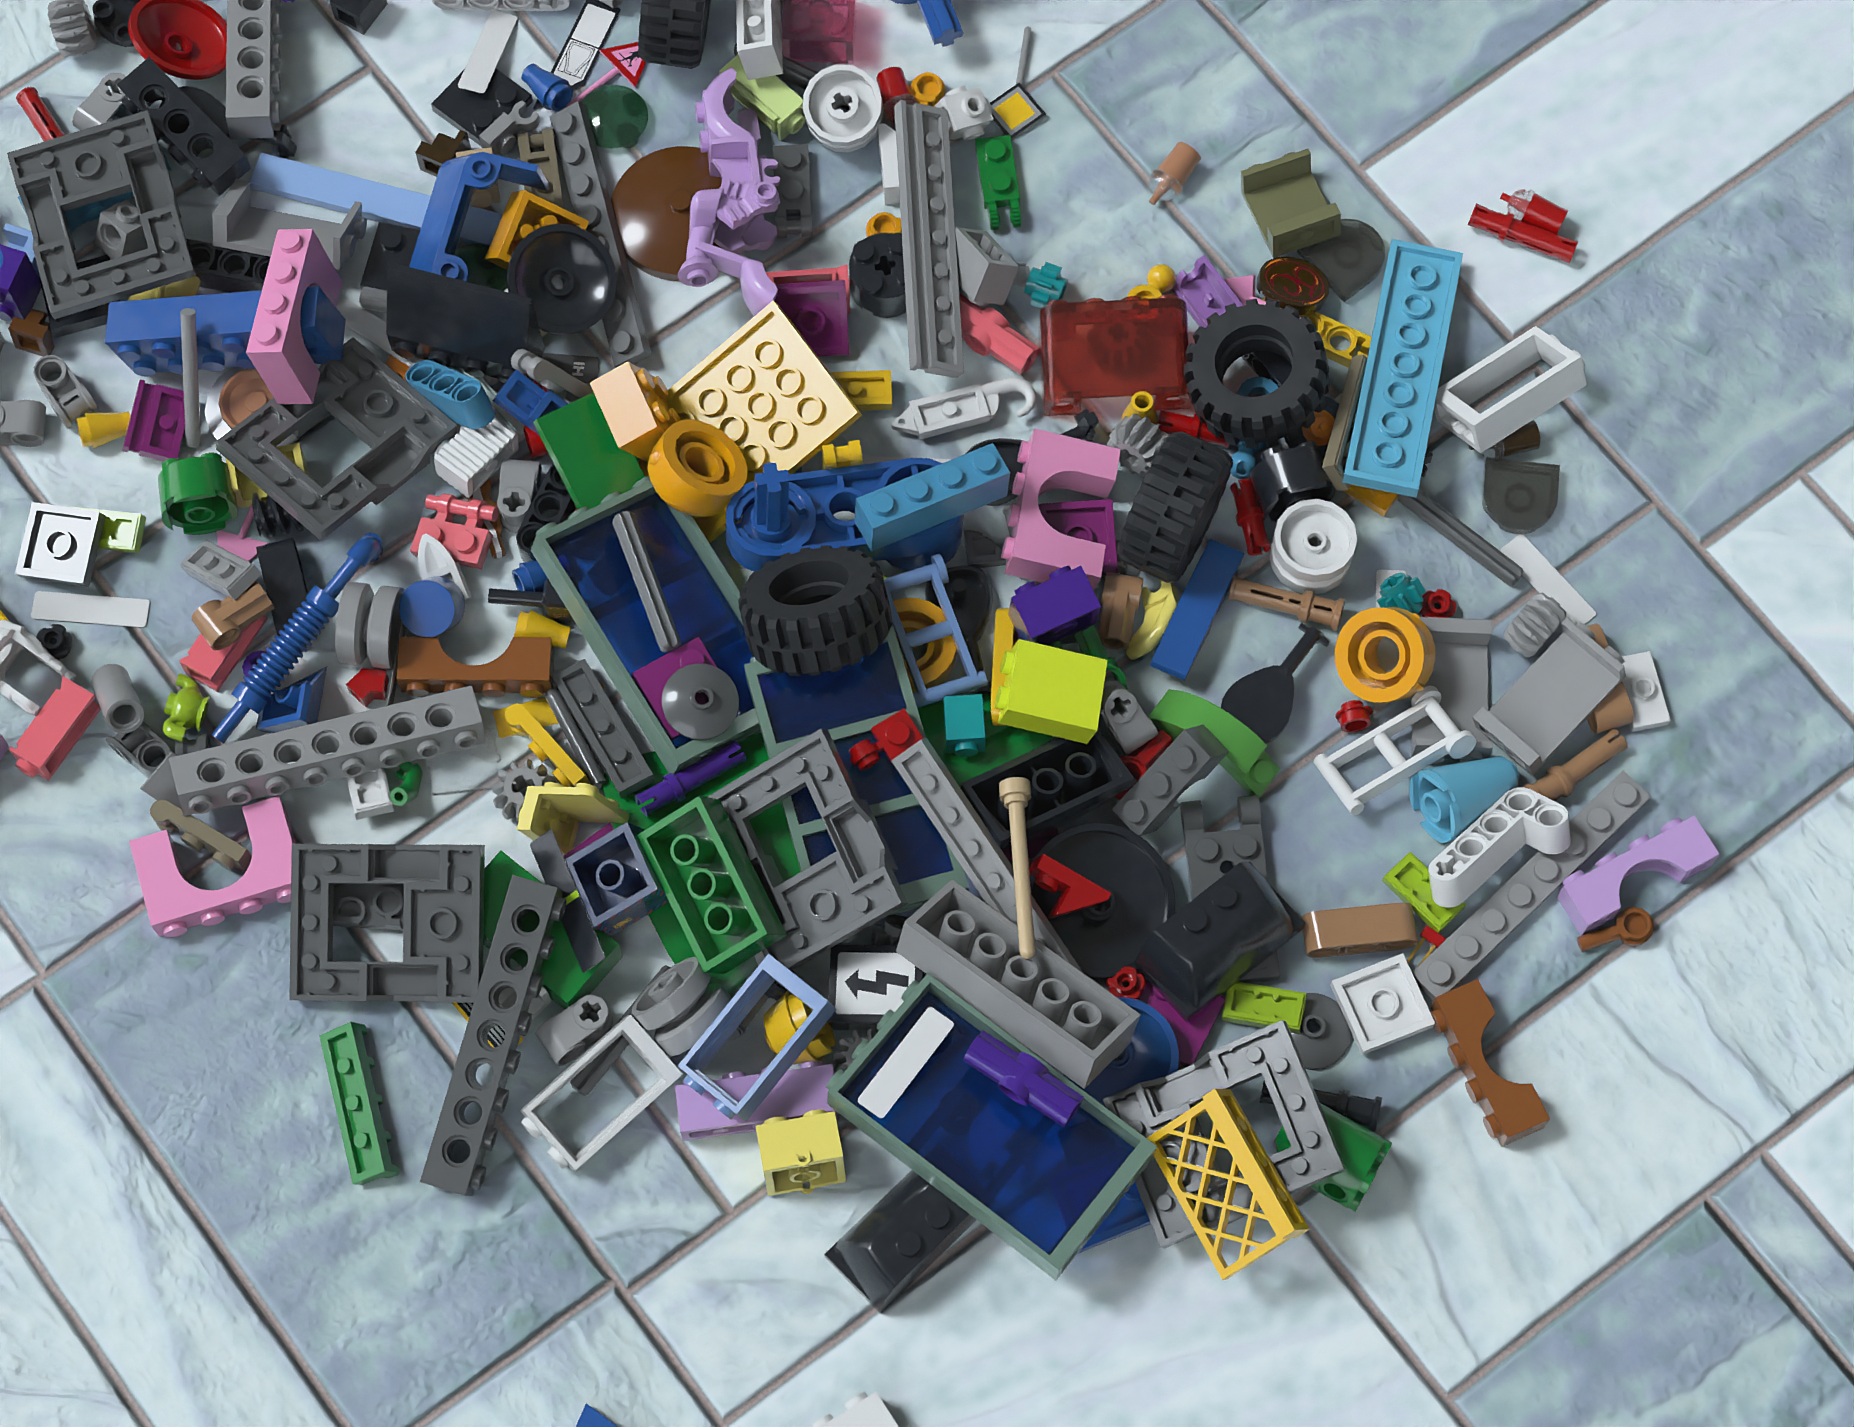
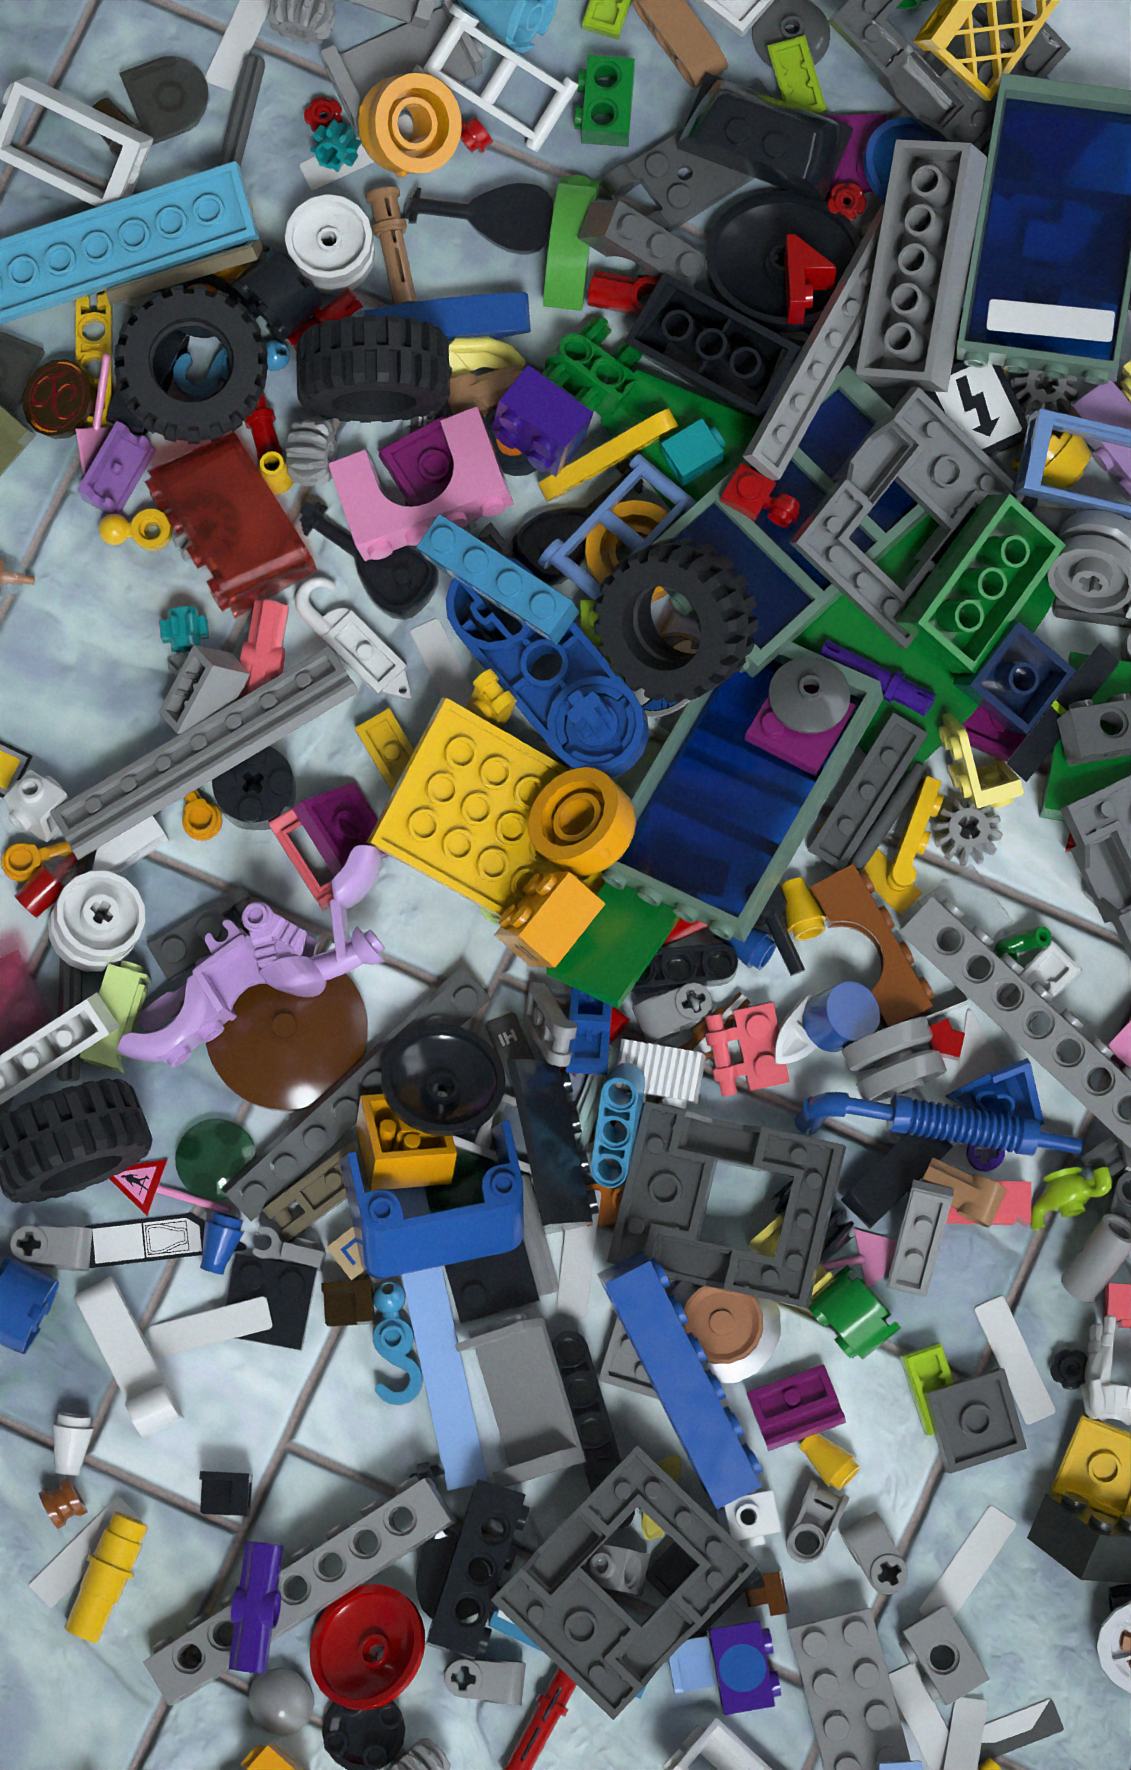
camera: 115 degrees left, 10 degrees up
(89, 347) = (765, 1521): none -> white brick
(190, 377) = (748, 1381): light grey bar -> none
(276, 334) = (595, 1321): bright pink arch -> none
(393, 167) = (394, 1341): none -> dark azure piece
(646, 581) = (721, 807): axle -> none
(998, 178) = (86, 740): green hinge -> none
(1015, 794) = (751, 353): tan piece -> none
(1023, 1078) = (1012, 207): dark purple piece -> none
(1051, 691) = (627, 377): neon yellow brick -> none
(1125, 719) = (601, 321): light grey piece -> none
(1321, 845) = (613, 100): none -> green brick

